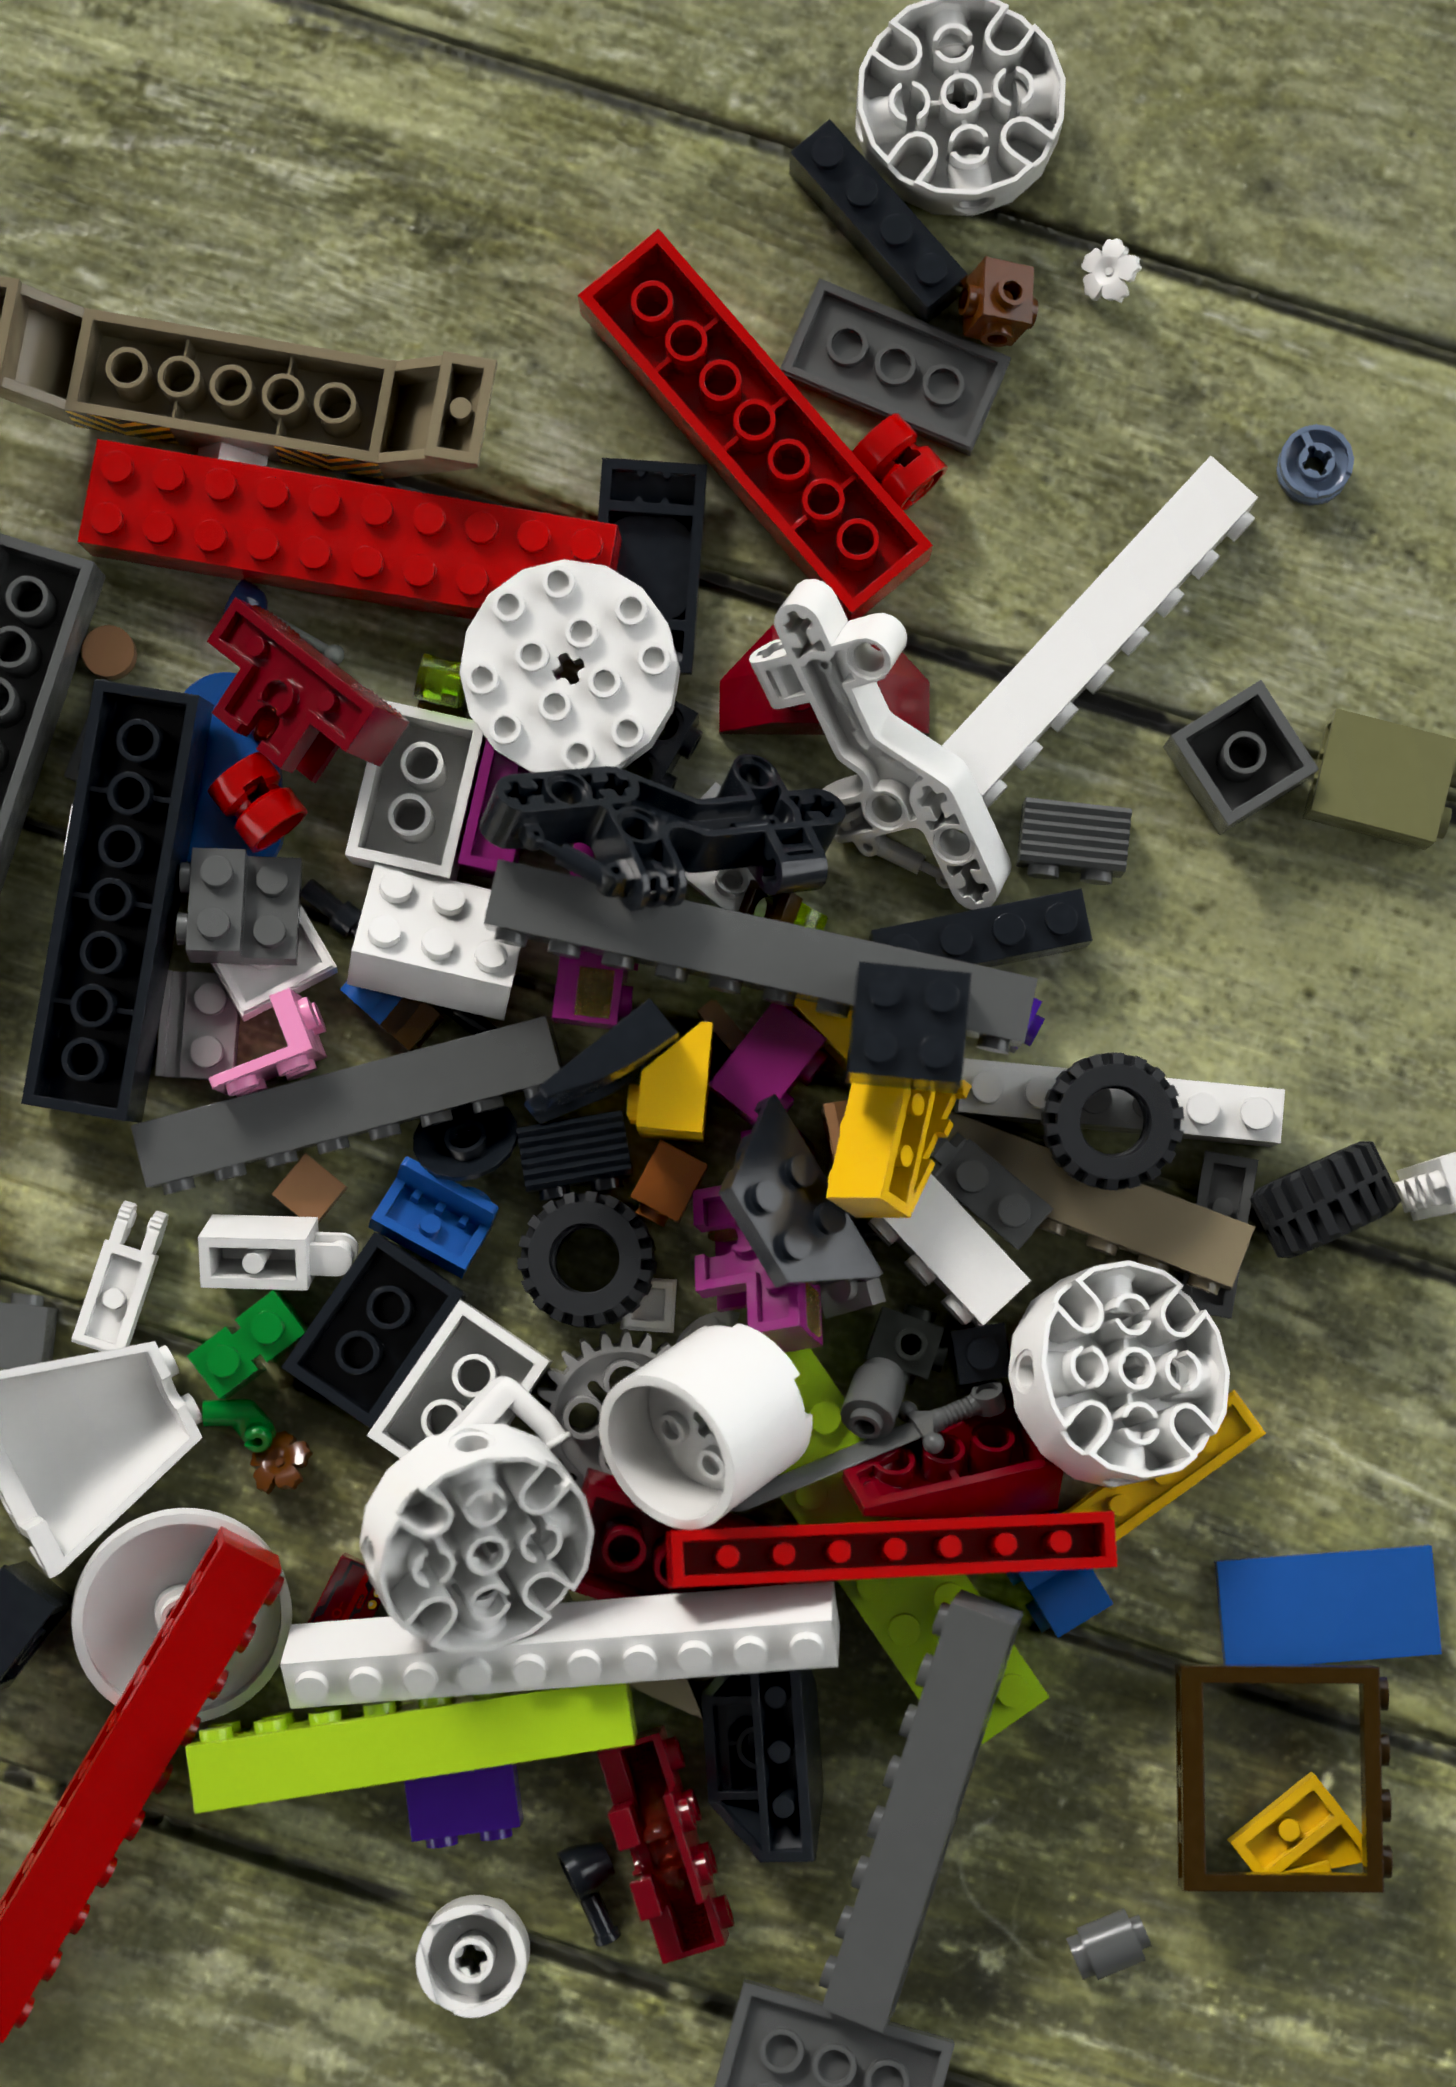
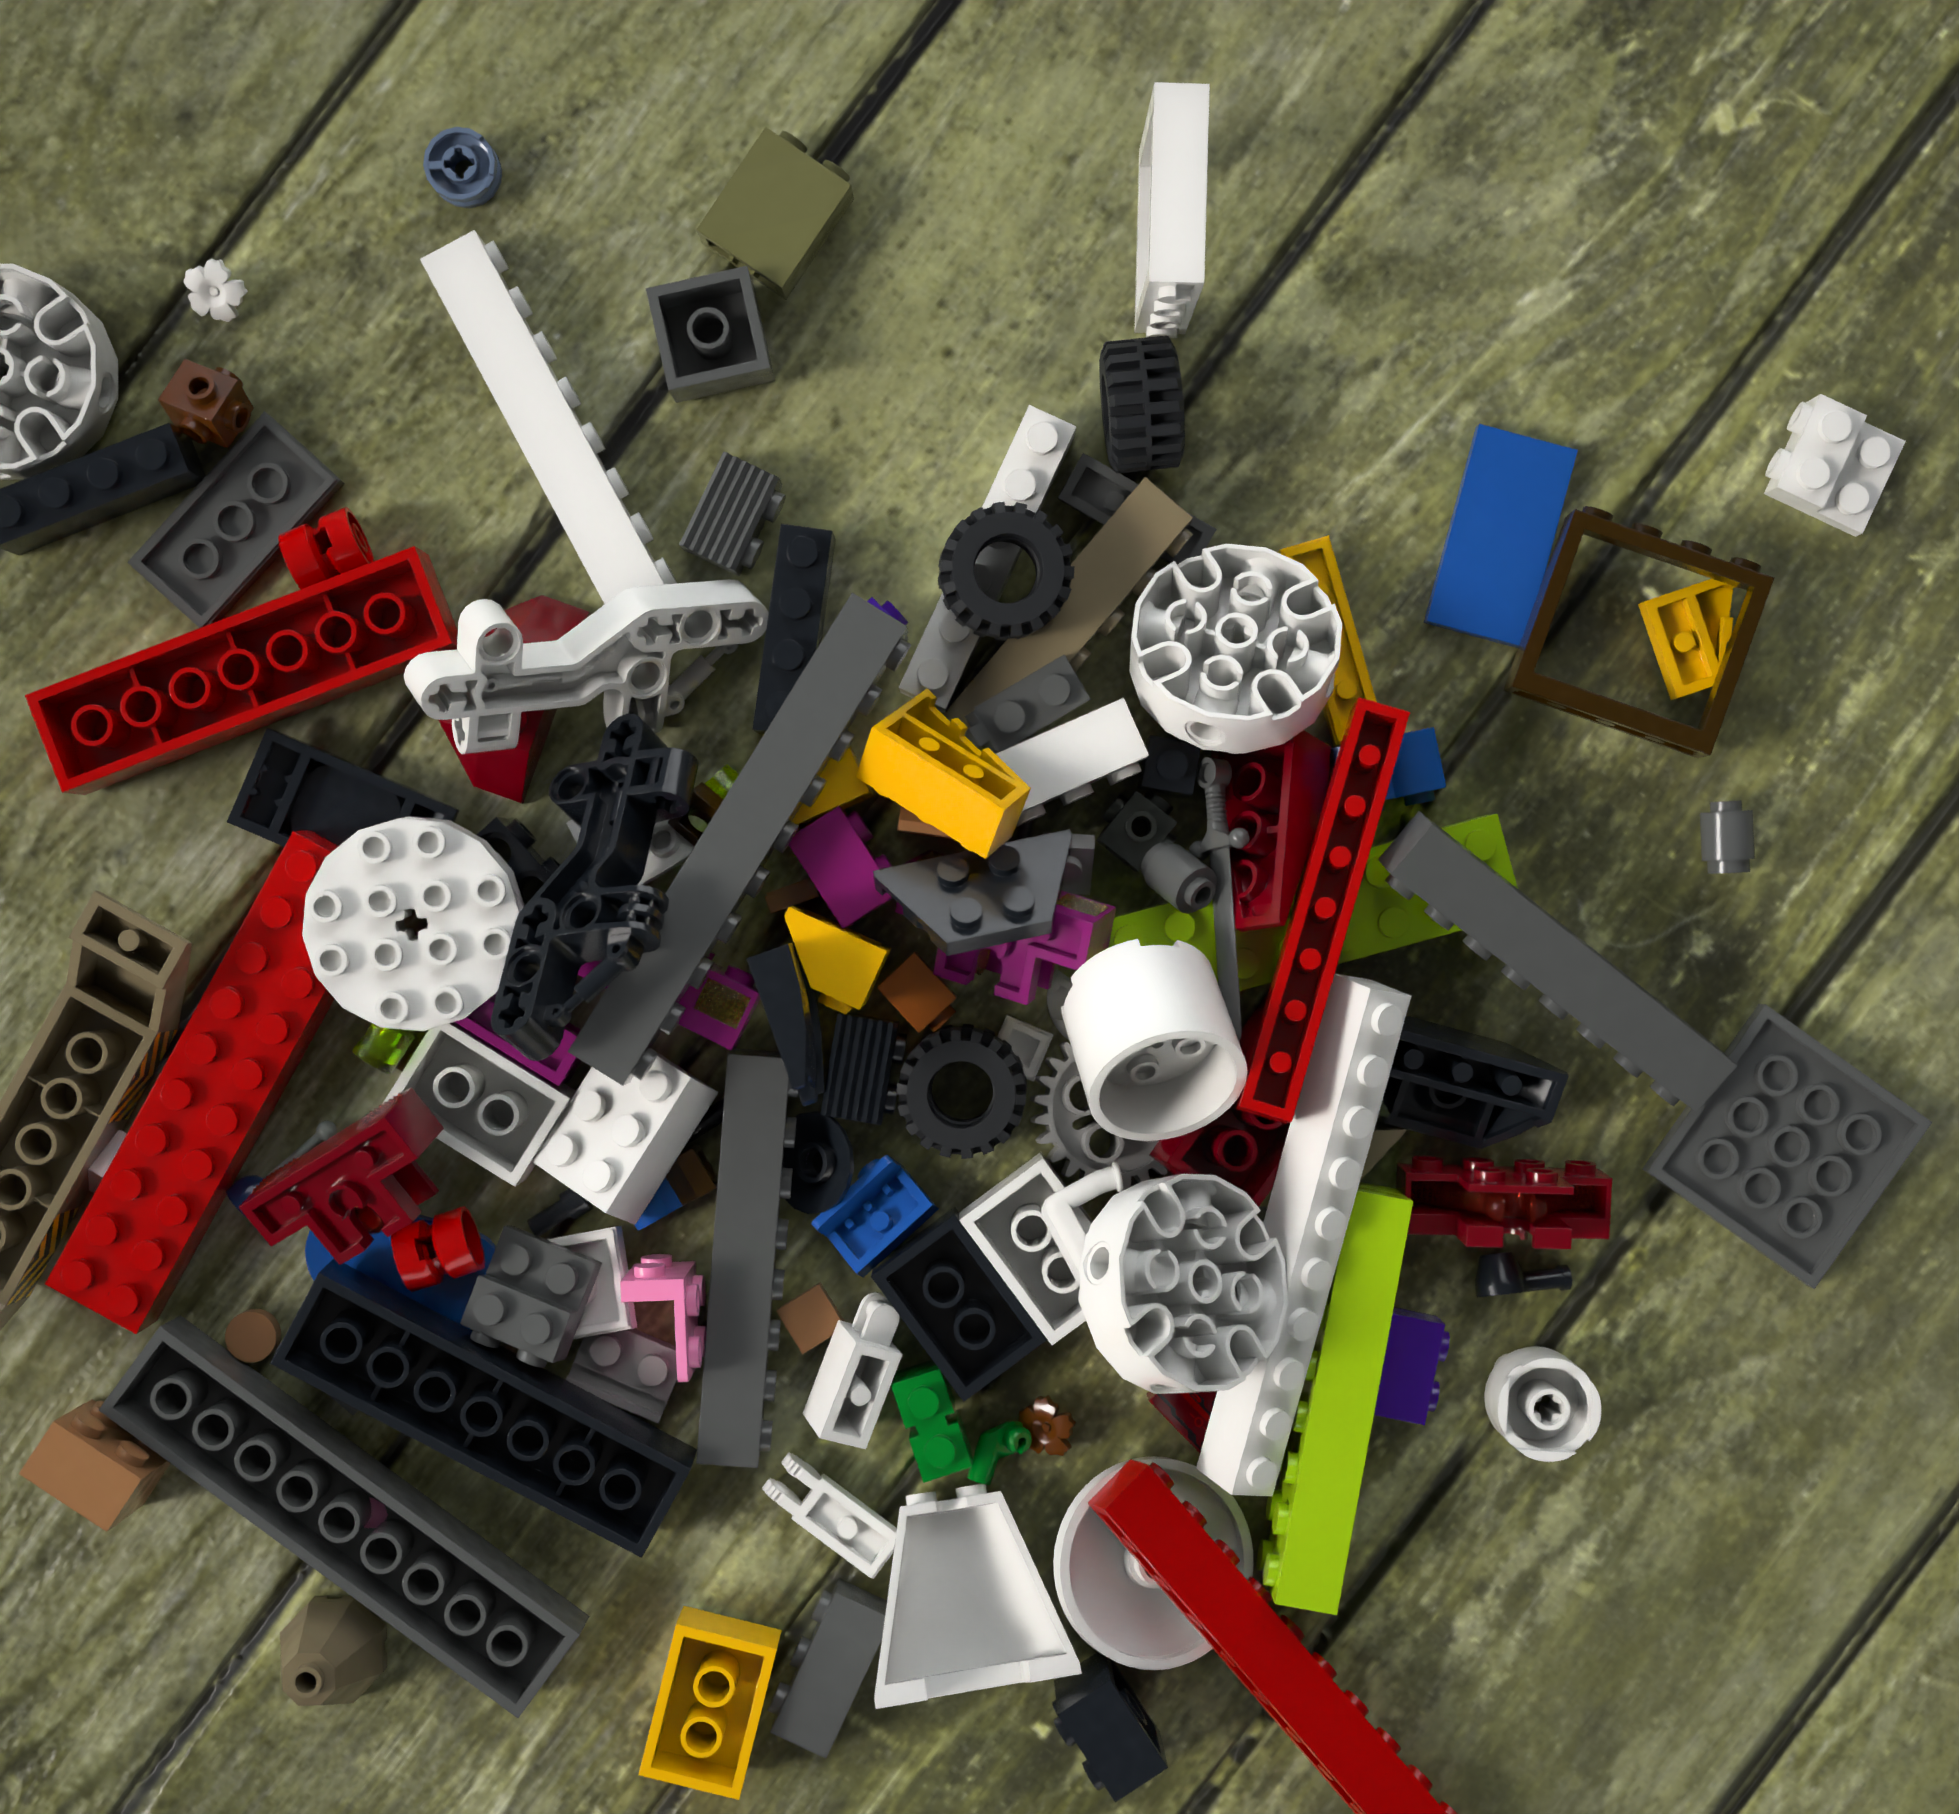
camera: 70 degrees left, 5 degrees up
(908, 1027) = (856, 727): black brick -> none

